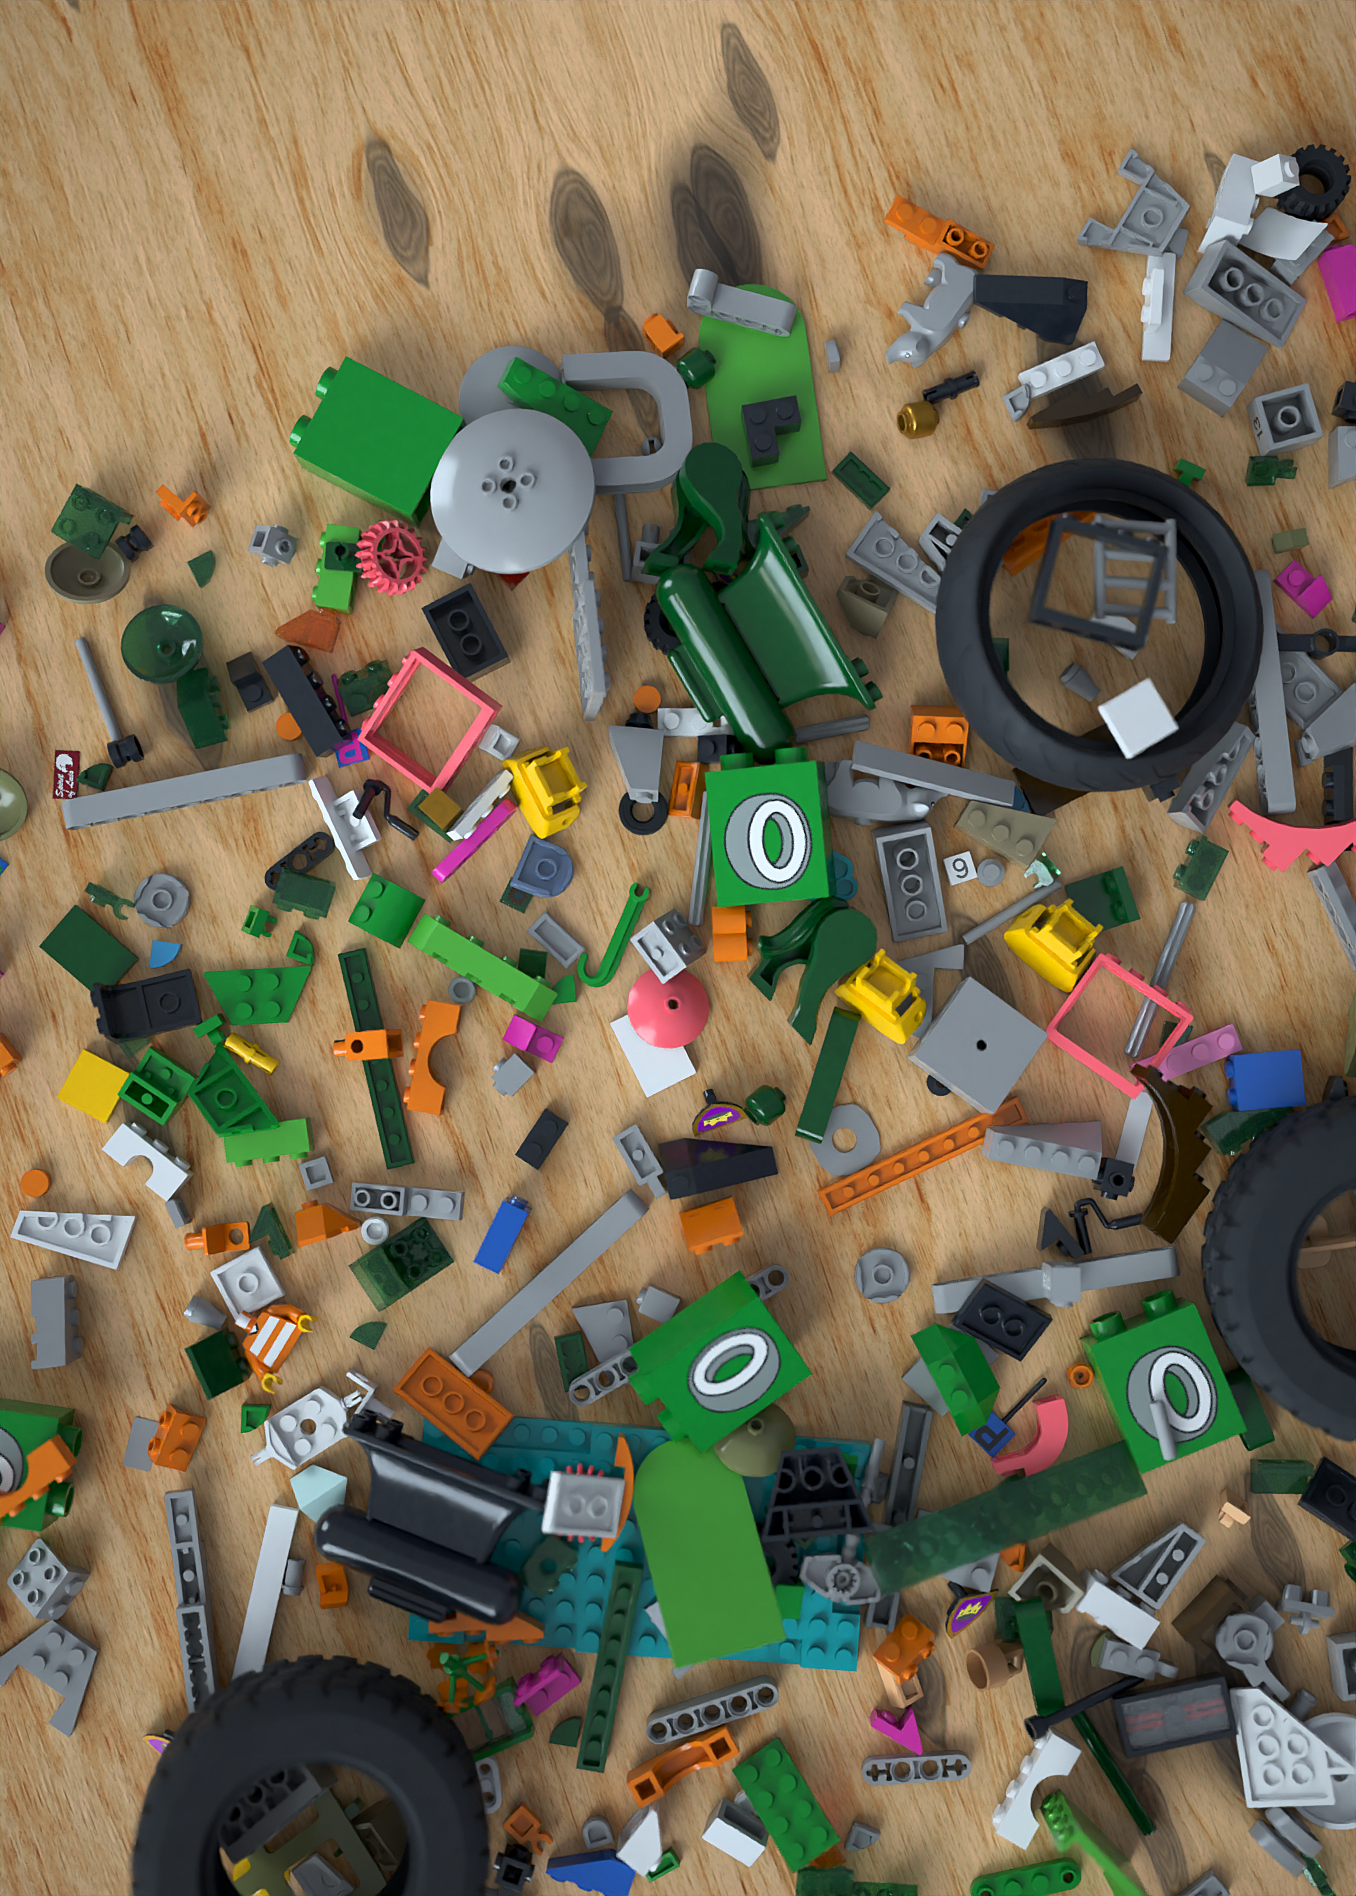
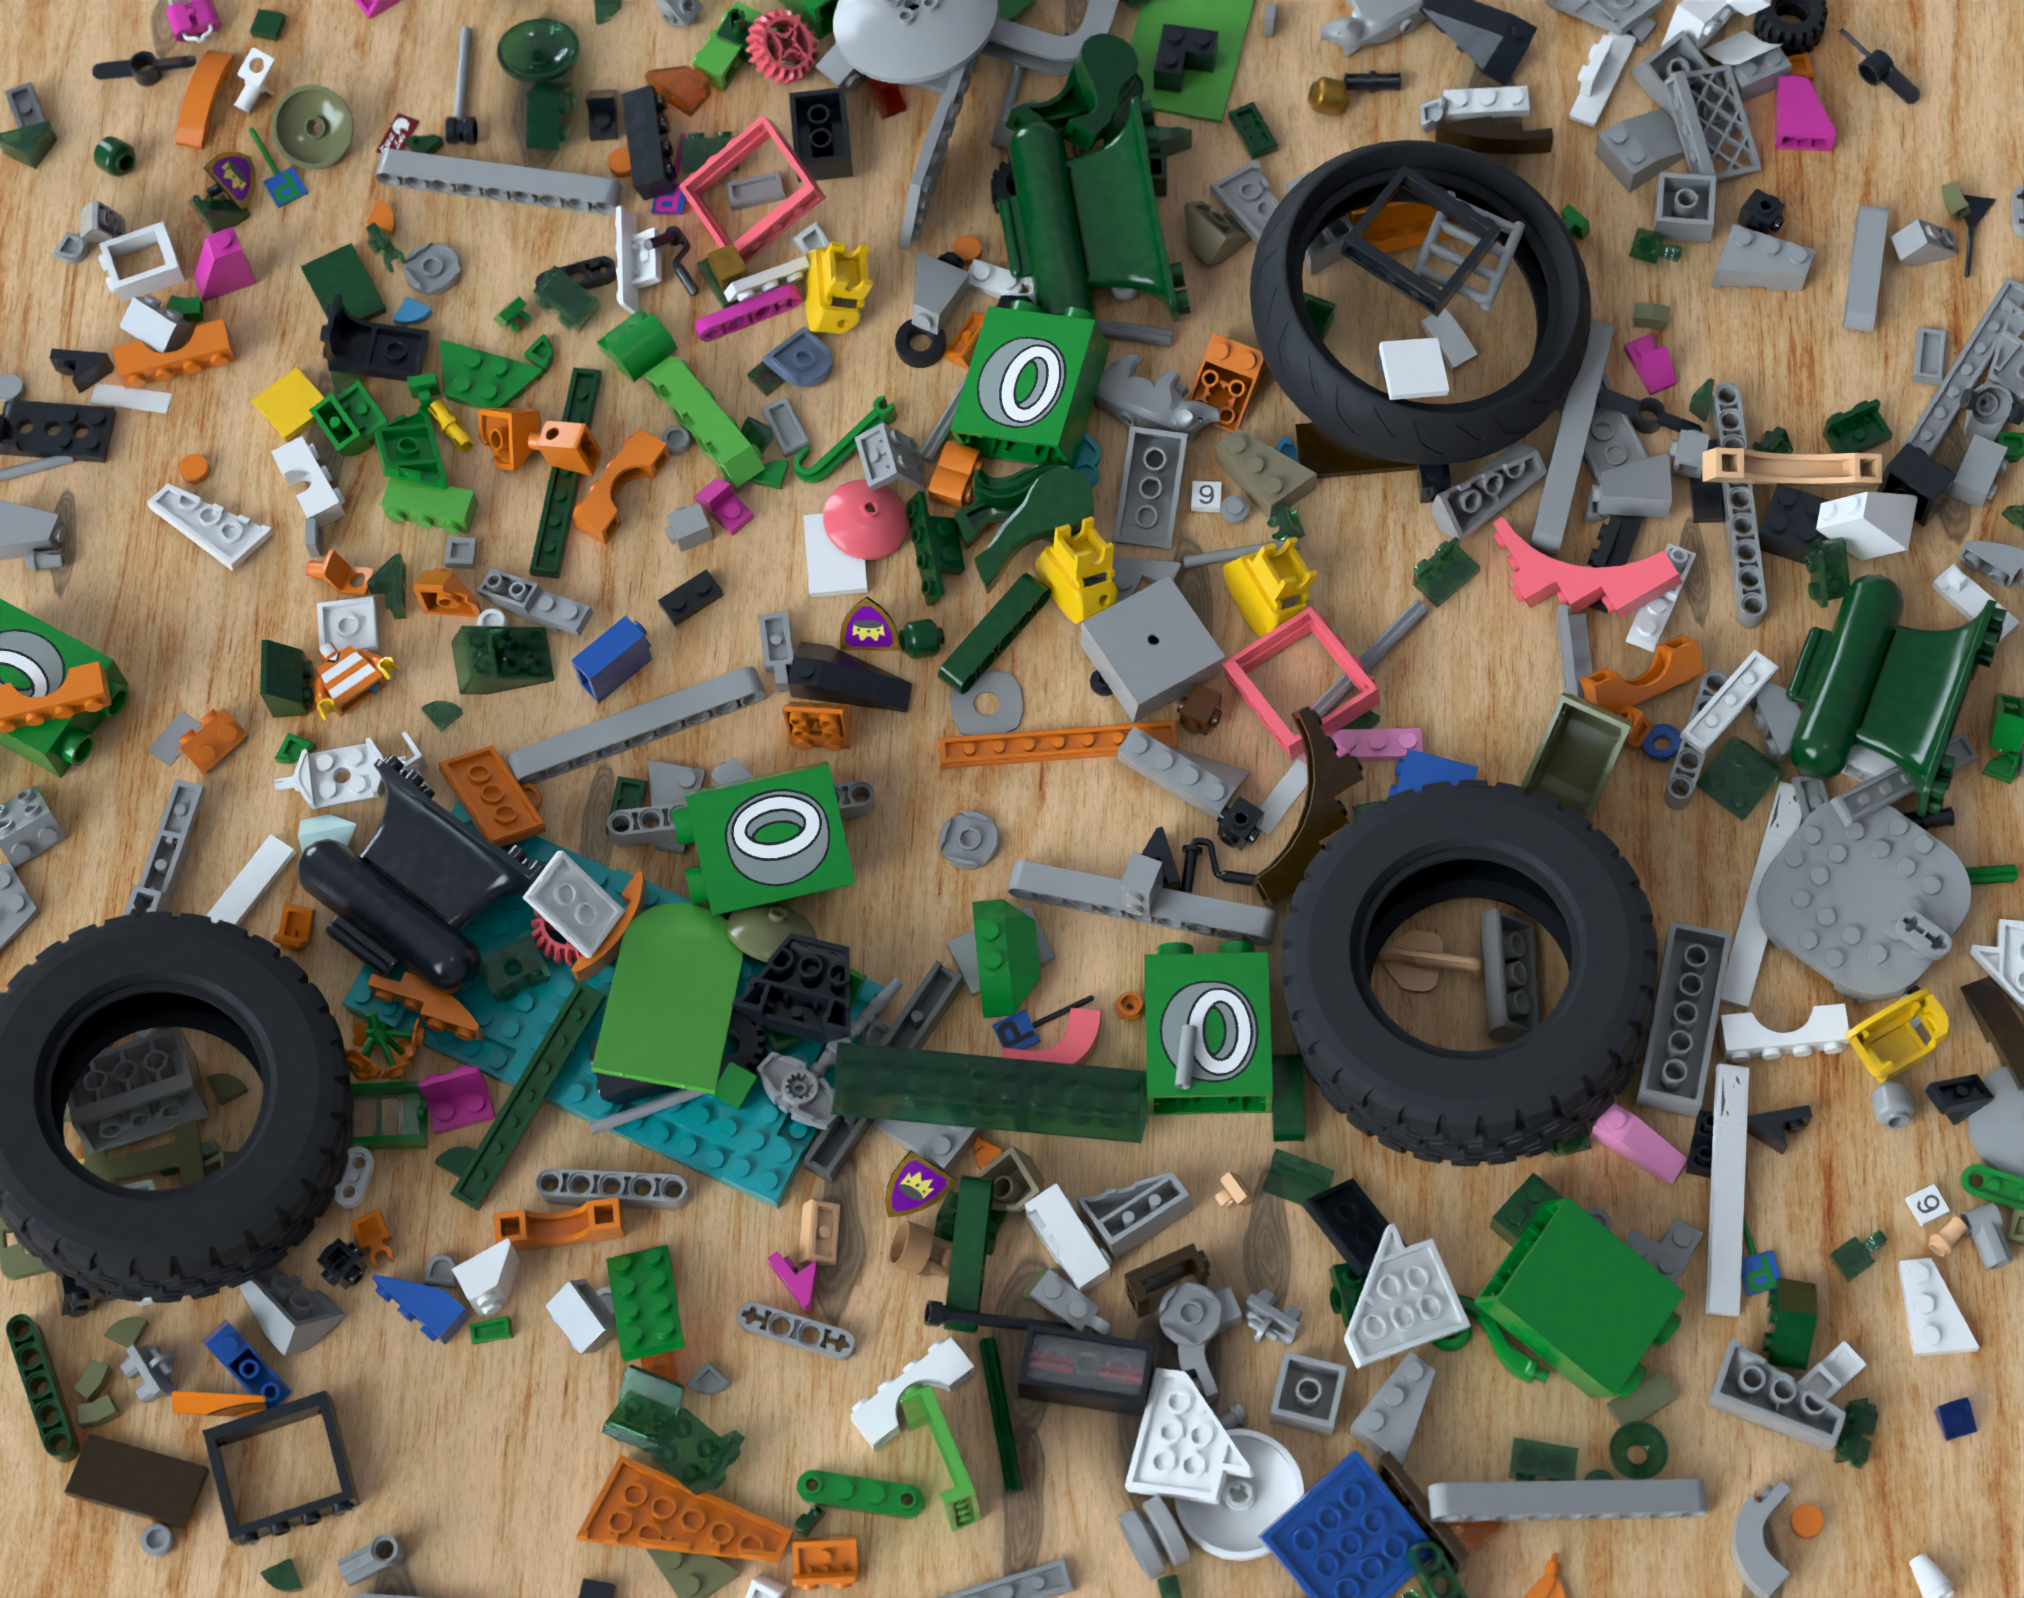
camera: 25 degrees right, 20 degrees down
(55, 1321) = (151, 591): light grey wedge -> none
(92, 867) = (383, 217): none -> orange tile
(204, 1313) = (291, 633): light grey cone -> none
(294, 1576) = (260, 909): light grey pin -> none
(311, 1044) = (508, 434): none -> orange slope
(426, 710) = (755, 191): none -> light grey tile
(741, 1011) = (935, 547): none -> dark green bracket
(905, 1648) = (836, 1201): orange bracket -> none
(933, 774) = (1210, 392): light grey tile -> none
(1001, 1319) = (1070, 915): black tile -> none
(1037, 1082) = (1200, 709): none -> reddish brown brick
(1104, 899) = (1337, 569): dark green bracket -> none
(1266, 337) = (1690, 124): none -> light grey fence

